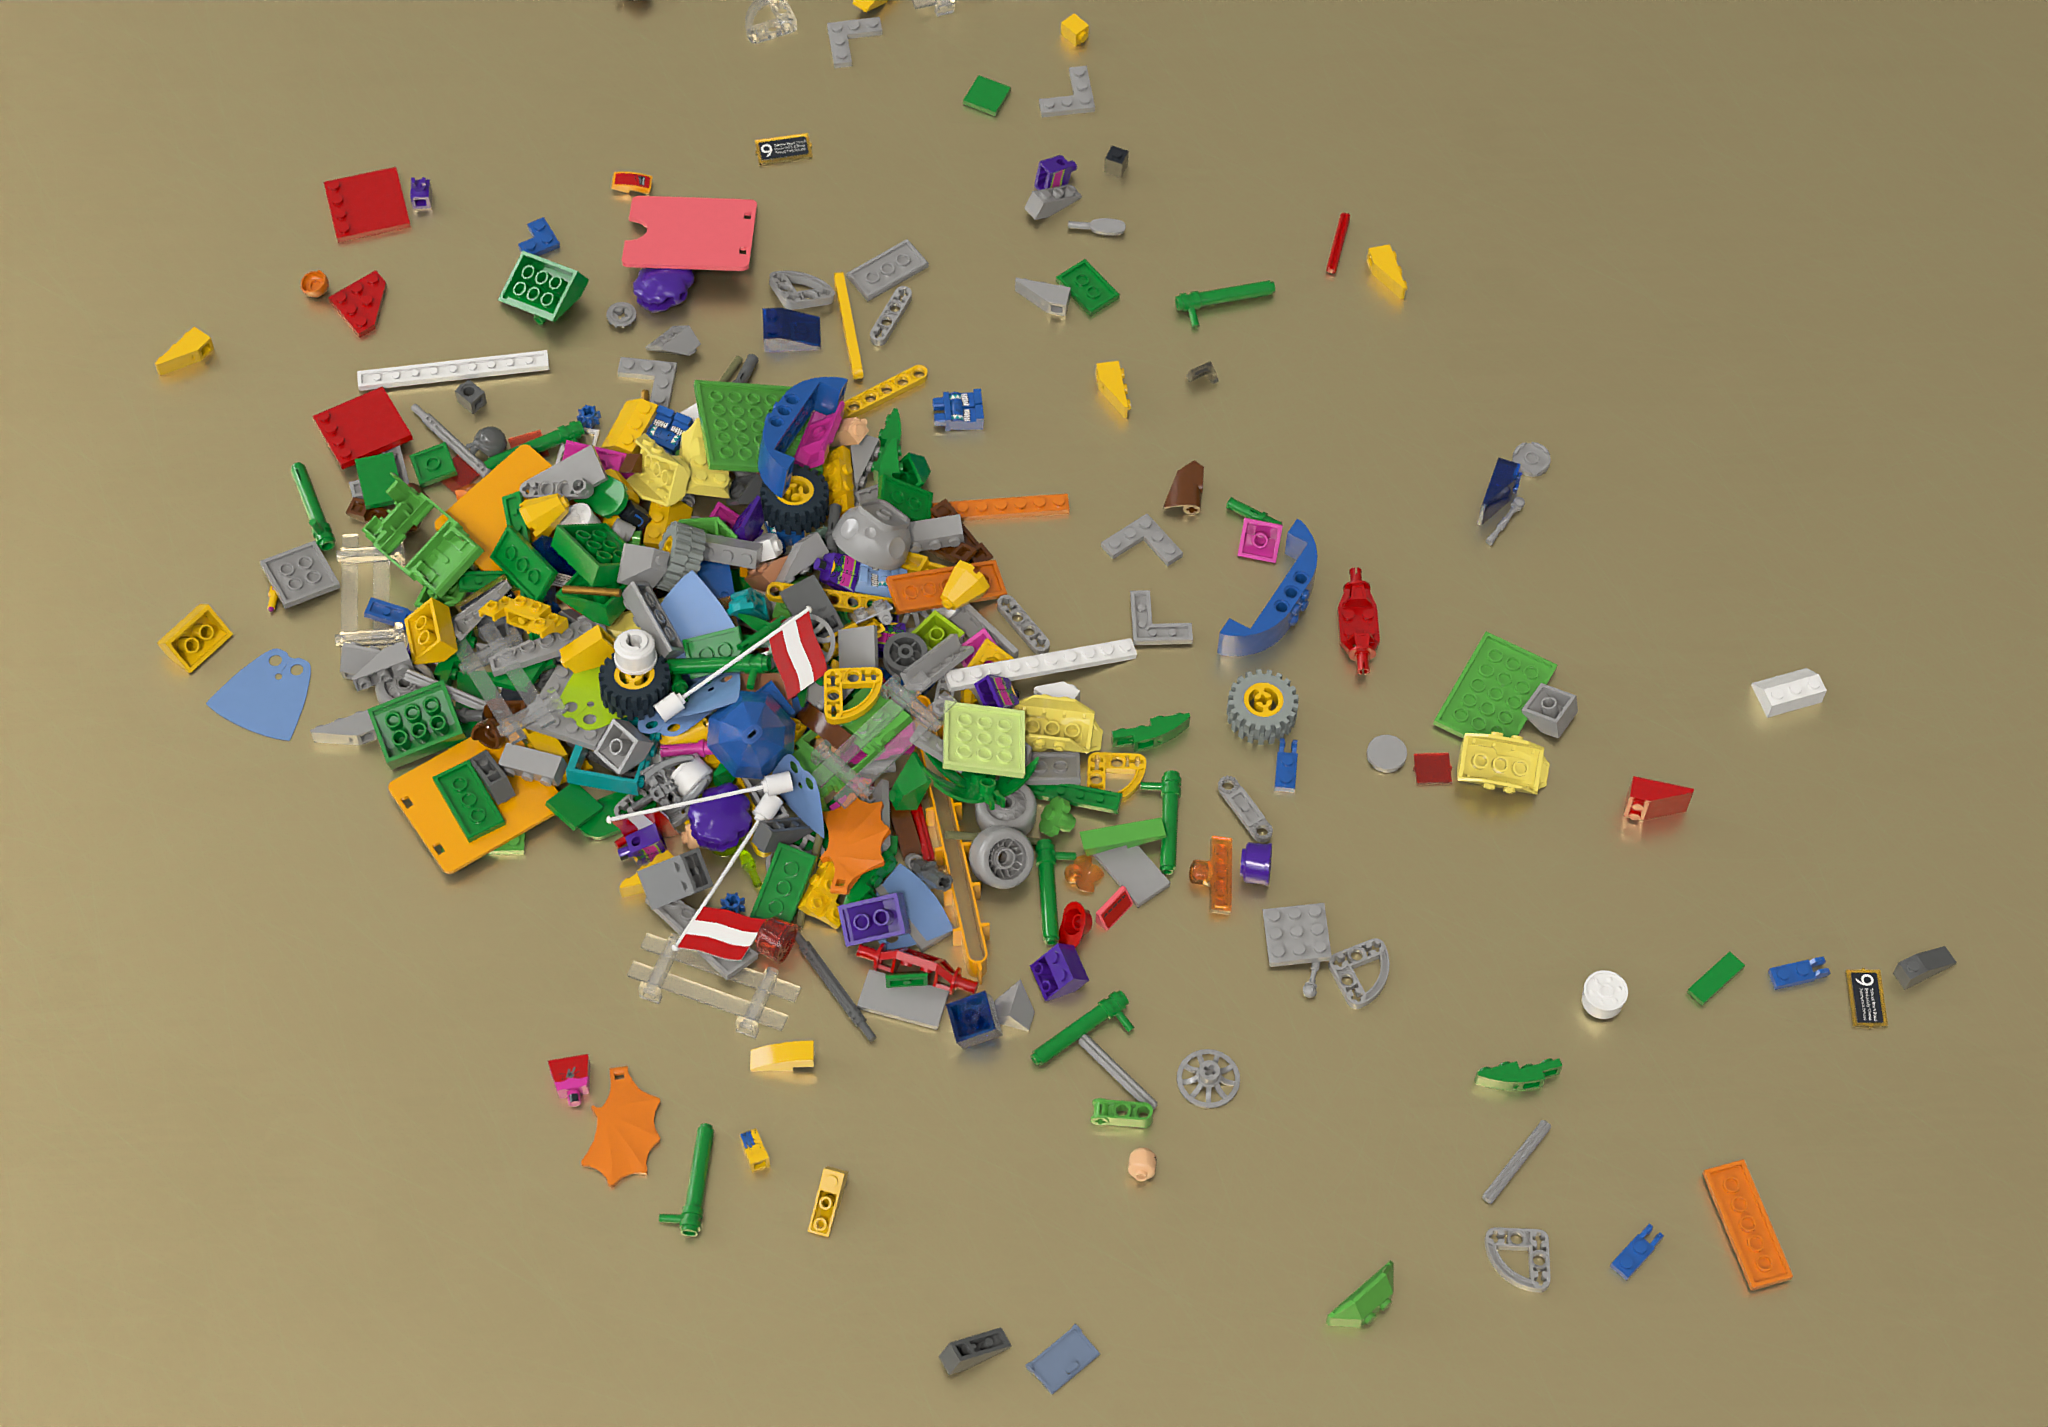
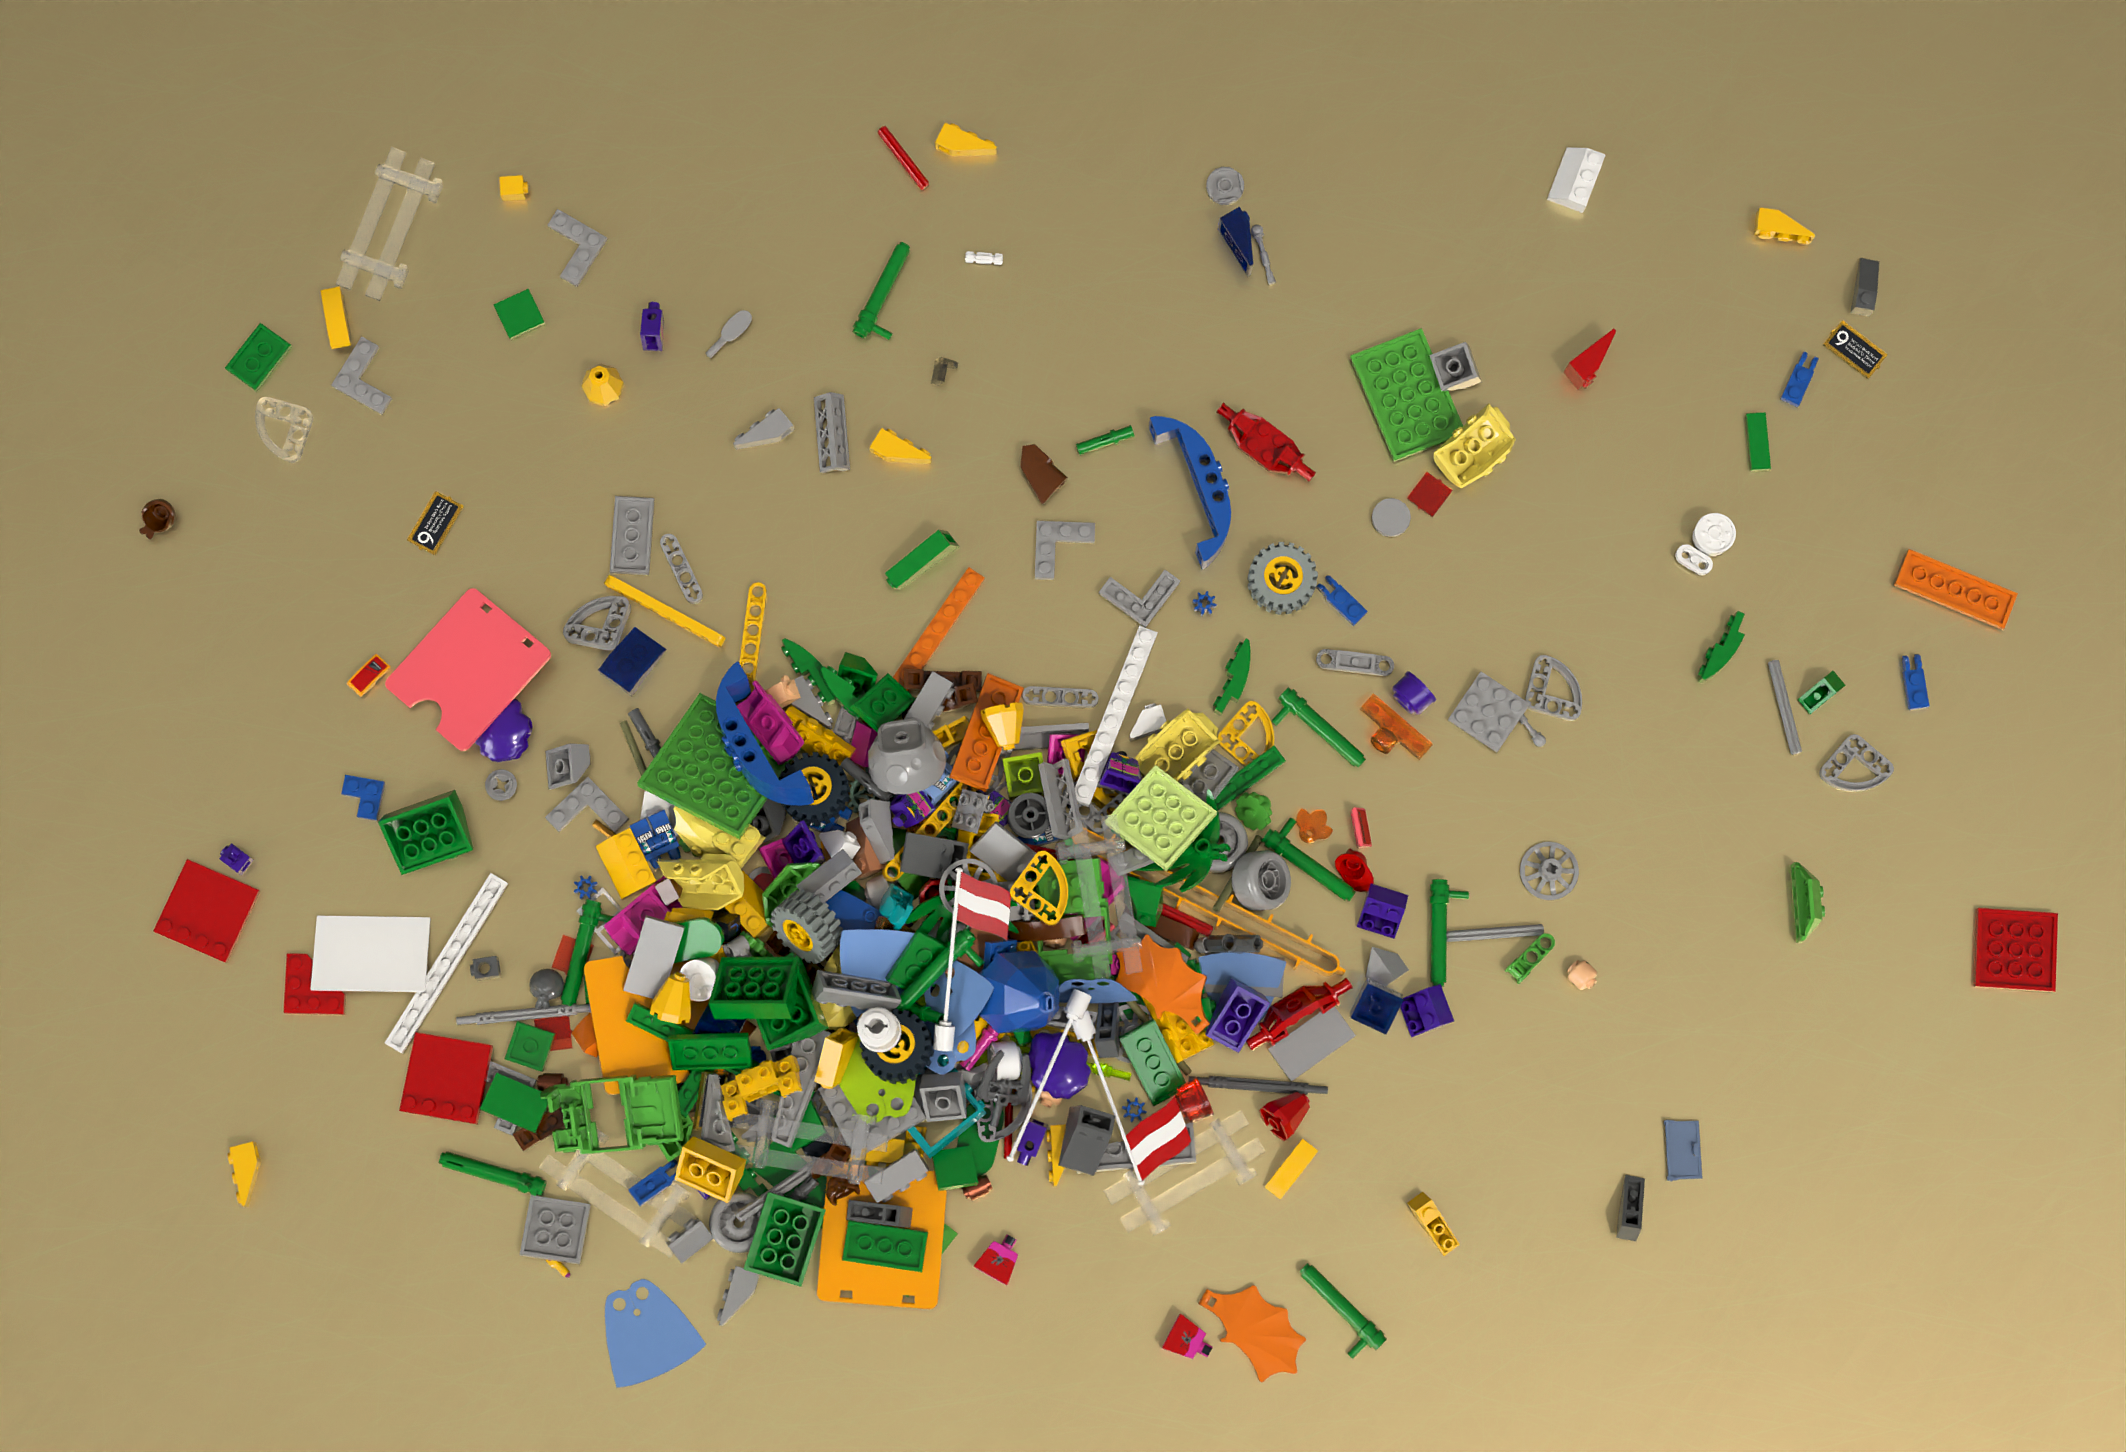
camera: 55 degrees left, 20 degrees up
(195, 638) = (549, 1355): yellow slope -> none
(314, 284) = (261, 1015): orange hair -> none
(386, 665) = (716, 1225): light grey slope -> none
(419, 319) = (370, 954): none -> white piece
(525, 894) = (998, 1260): none -> torso
(574, 839) = (979, 1190): none -> copper brick
(579, 482) = (655, 971): light grey beam -> none
(591, 591) = (790, 1022): pearl gold bar -> none
(642, 564) = (801, 963): light grey slope -> none
(754, 1150) = (1350, 1246): yellow leg -> none
(759, 635) = (936, 909): green pin -> none
(825, 1017) = (1285, 1114): none -> red cone
(906, 979) = (1298, 1030): green slope -> none
(960, 411) = (819, 591): blue hips -> none
(983, 174) = (602, 384): none -> yellow cone
(1005, 1064) = (1426, 1010): none -> dark purple slope
(1045, 456) = (921, 559): none -> green slope
(1049, 201) = (674, 349): light grey slope -> none
(1086, 338) = (835, 431): none -> light grey fence
(1088, 287) = (782, 390): green tile -> none
(1116, 161) = (679, 266): brick -> none
(1127, 834) = (1309, 772): bright green slope -> none
(1134, 871) = (1332, 787): light grey tile -> none
(1190, 669) = (1199, 603): none -> blue gear
(1260, 540) = (1134, 456): dark pink slope -> none
(1315, 343) = (984, 258): none -> white axle
(1557, 1179) = (1821, 692): none -> green slope
(1571, 1000) = (1693, 560): none -> white plate
(1904, 861) = (1778, 225): none -> yellow slope

